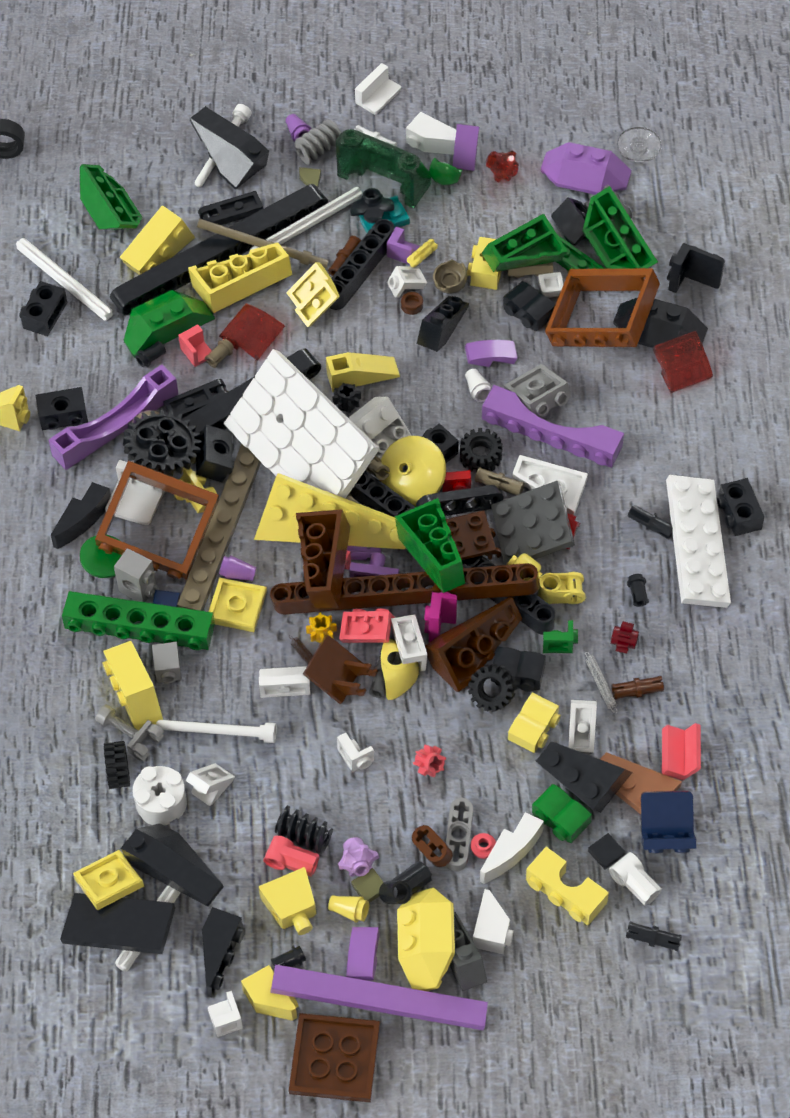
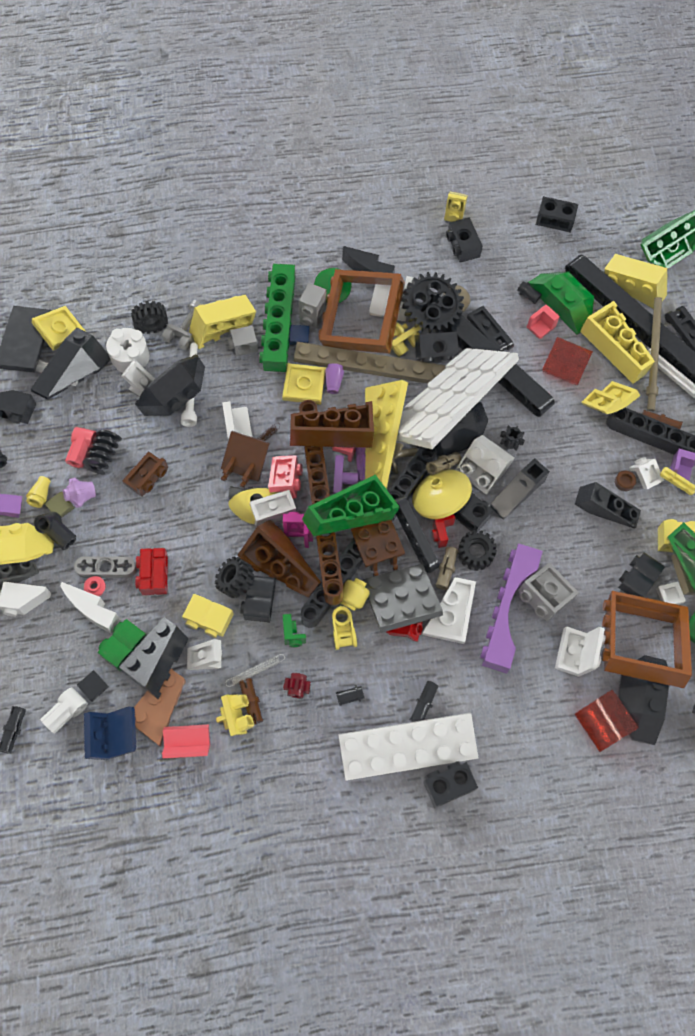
camera: 80 degrees right, 10 degrees up
(64, 279) = (590, 225): white axle -> none
(80, 441) = (482, 292): medium lavender arch -> none
(219, 353) = (540, 340): dark tan pin -> none
(232, 738) = (172, 388): none -> black wedge
(290, 900) = (42, 450): light yellow torso -> none
(320, 626) = (285, 448): yellow gear -> none
(341, 781) = (145, 474): none -> reddish brown bracket
(352, 755) = (172, 477): white bracket -> none
(359, 369) = (541, 442): light yellow slope -> none
(412, 396) = (520, 488): none -> slope
(428, 849) = (90, 546): reddish brown beam -> none
(429, 760) = (166, 536): coral gear -> none
(450, 276) = (657, 506): dark tan hair -> none
(472, 778) = (152, 571): none -> red brick
(478, 385) = (546, 541): white cone -> none
(487, 351) = (584, 549): medium lavender slope -> none
(581, 901) = (63, 637): light yellow arch -> none
(609, 367) = (580, 651): none -> white bracket
(641, 698) = (232, 714): none -> light yellow hips

